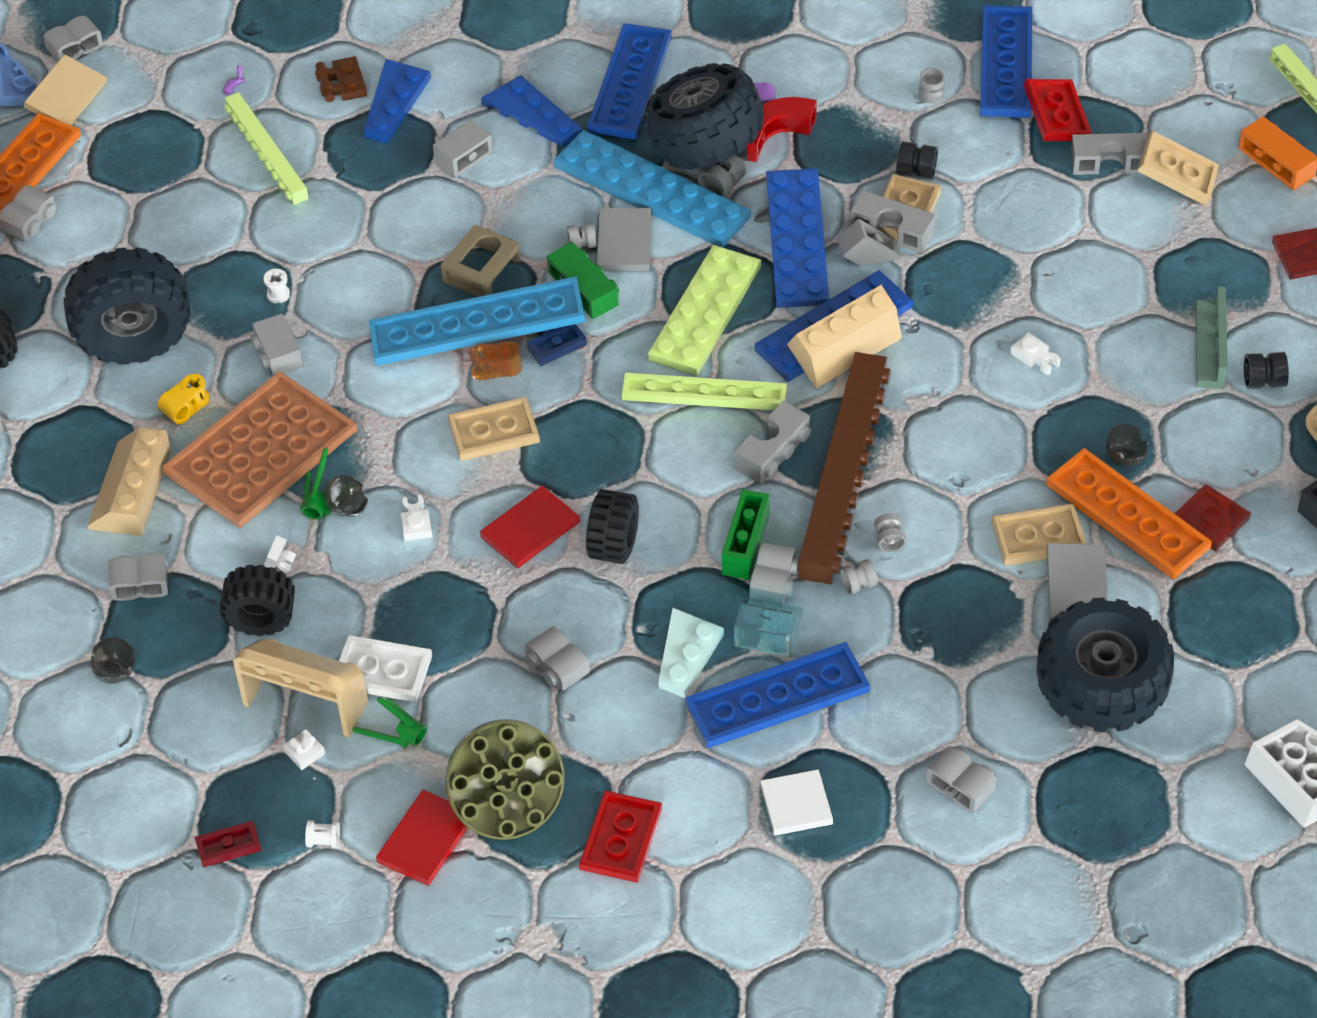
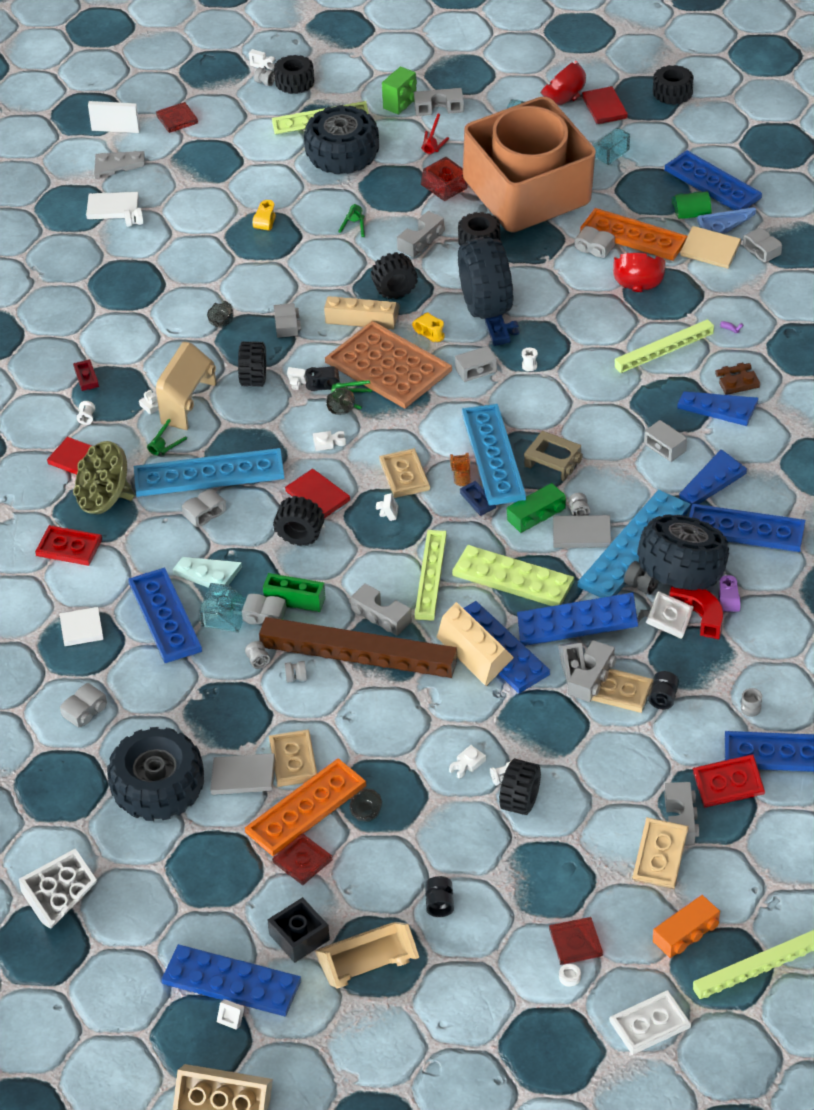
camera: 90 degrees right, 5 degrees down
(76, 430) = (394, 275): none -> black tyre
(115, 161) = (638, 271): none -> red cylinder
(207, 321) = (500, 331): none -> dark blue plate
(285, 523) = (323, 378): none -> black piece
(388, 667) = (206, 430): white plate -> none
(475, 646) = (208, 472): none -> dark azure plate
(571, 438) = (388, 507): none -> white tile
(784, 153) = (669, 614): none -> white tile
(1058, 314) = (495, 774): none -> white bush
(1097, 283) = (520, 786): none -> black tyre
(1211, 341) = (476, 869): sand green fence -> none

